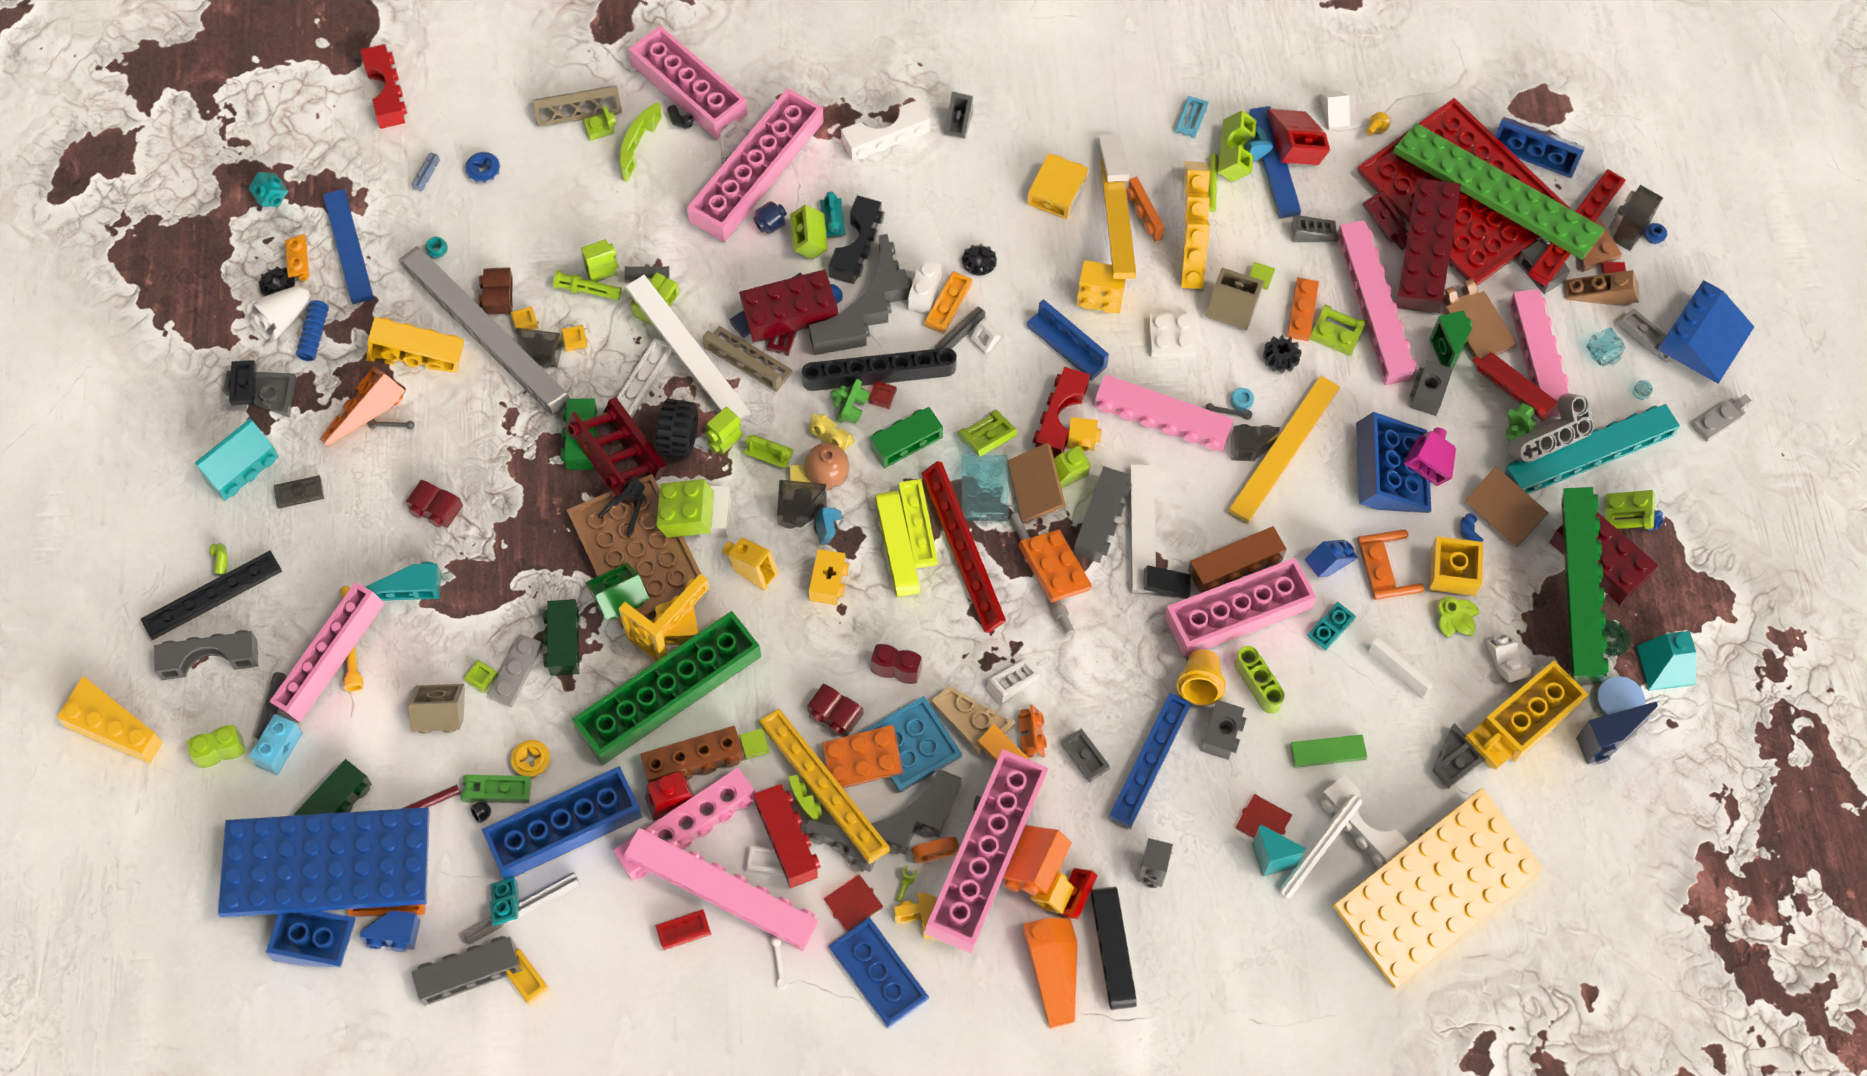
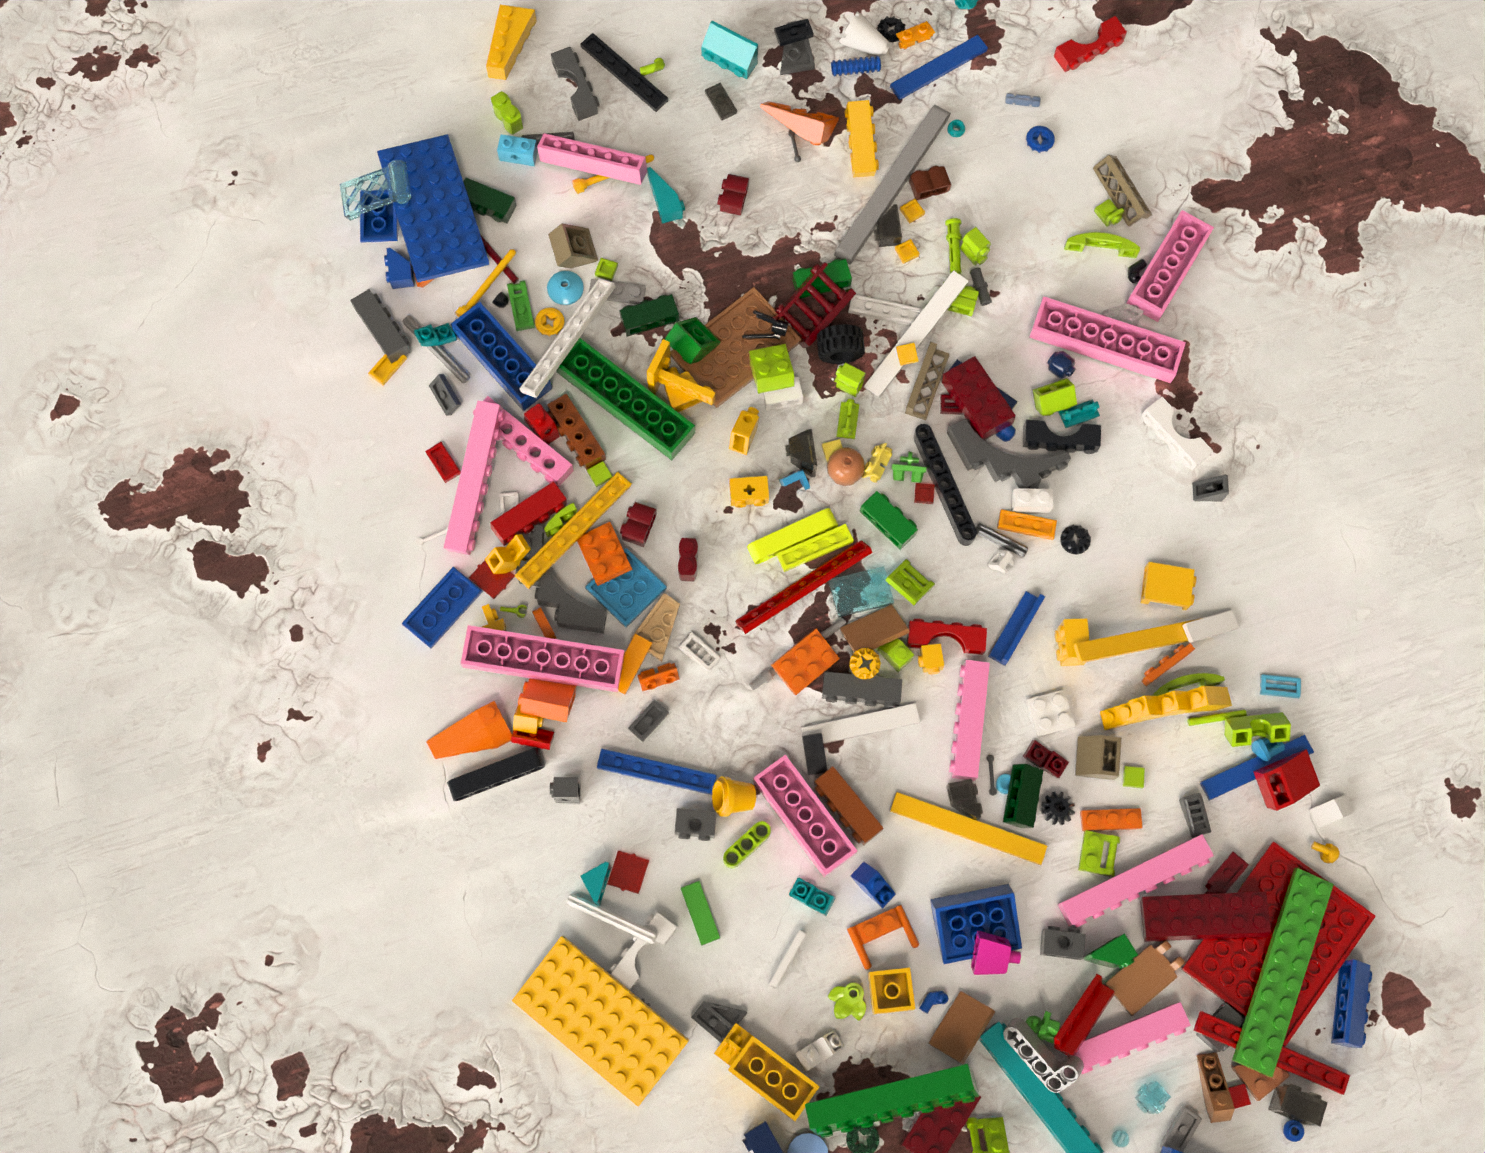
camera: 75 degrees right, 10 degrees up
(284, 892) = (395, 183): none -> clear light blue piece
(482, 860) = (487, 283): none -> yellow piece
(493, 740) = (565, 295): none -> medium azure dish
(569, 732) = (567, 338): none -> white tile
(591, 907) = (444, 394): none -> dark grey plate
(710, 363) = (907, 354): none -> yellow tile
(835, 869) = (507, 558): none -> yellow brick
(1072, 503) = (856, 661): none -> yellow gear
(1173, 220) = (1204, 679): none -> lime slope
(1223, 353) = (1045, 759): none -> dark red slope
(1262, 382) = (1023, 796): none -> dark green brick

